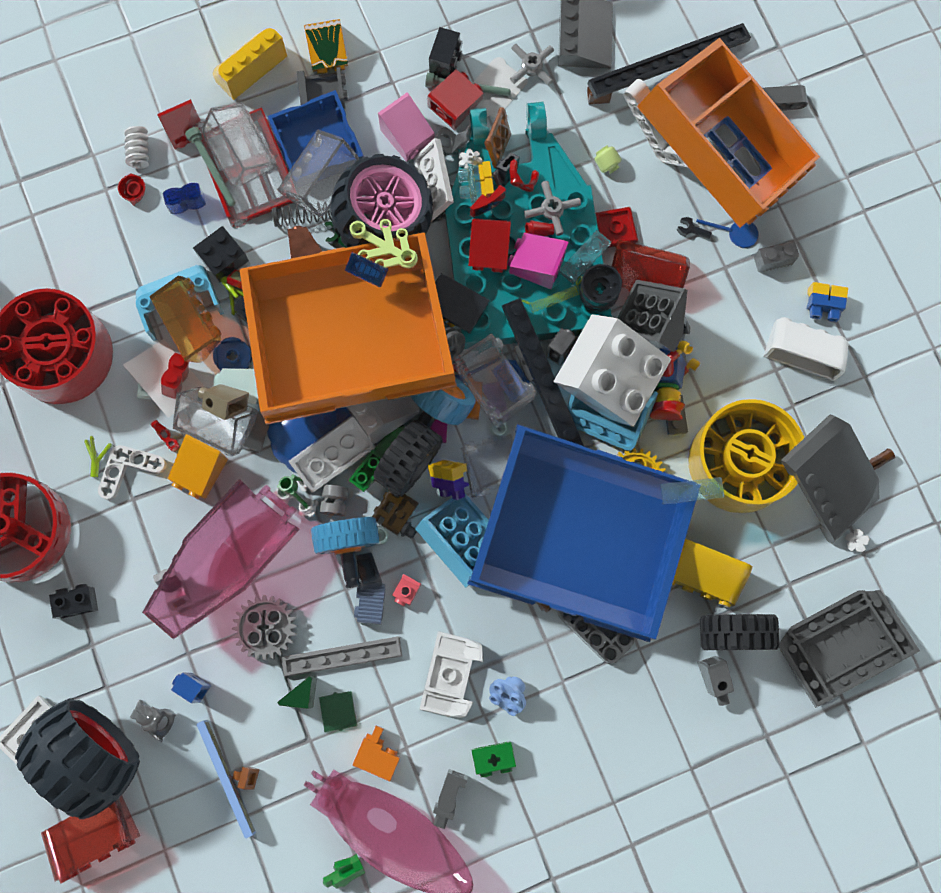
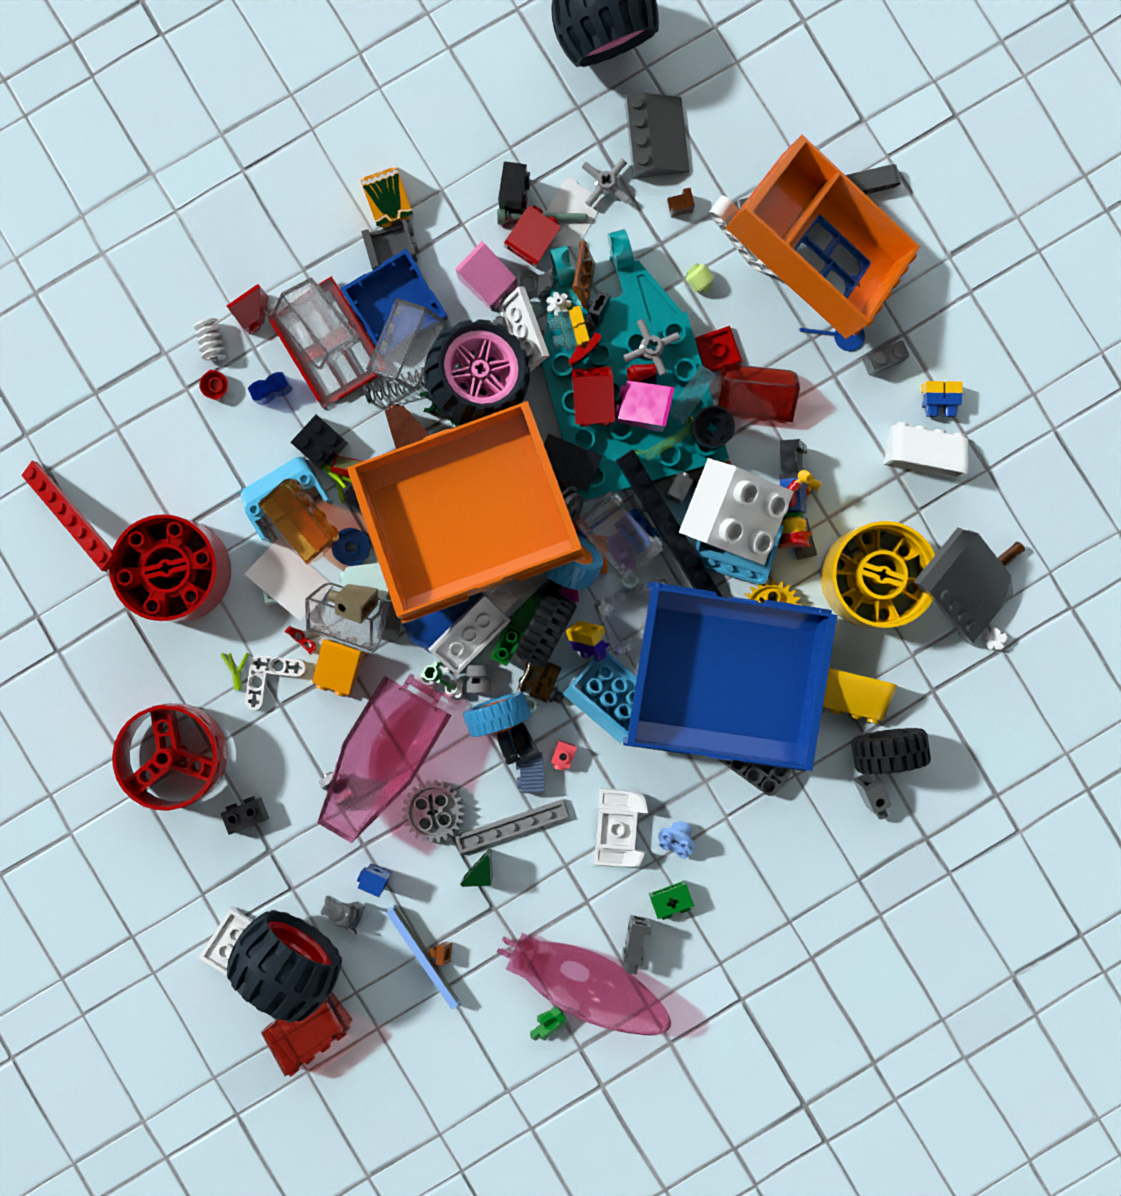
camera: 10 degrees left, 10 degrees up
(174, 376) = (298, 579): red brick -> none
(194, 136) = (269, 321): sand green piece -> none
(250, 62) = (308, 226): yellow windscreen -> none
(338, 711) = (516, 878): clear green piece -> none
(366, 269) = (476, 452): clear blue tile -> none
(375, 759) = (560, 918): orange hinge -> none
(386, 247) = (491, 424): yellowish green plant -> none
(517, 181) = (611, 323): red cap -> none
(656, 313) = (769, 446): dark grey slope -> none
(664, 61) = (750, 158): black plate -> none
(692, 229) = (795, 339): black bar -> none
(692, 490) = (830, 623): clear light blue plate -> none
(846, 645) = (994, 742): dark grey slope -> none

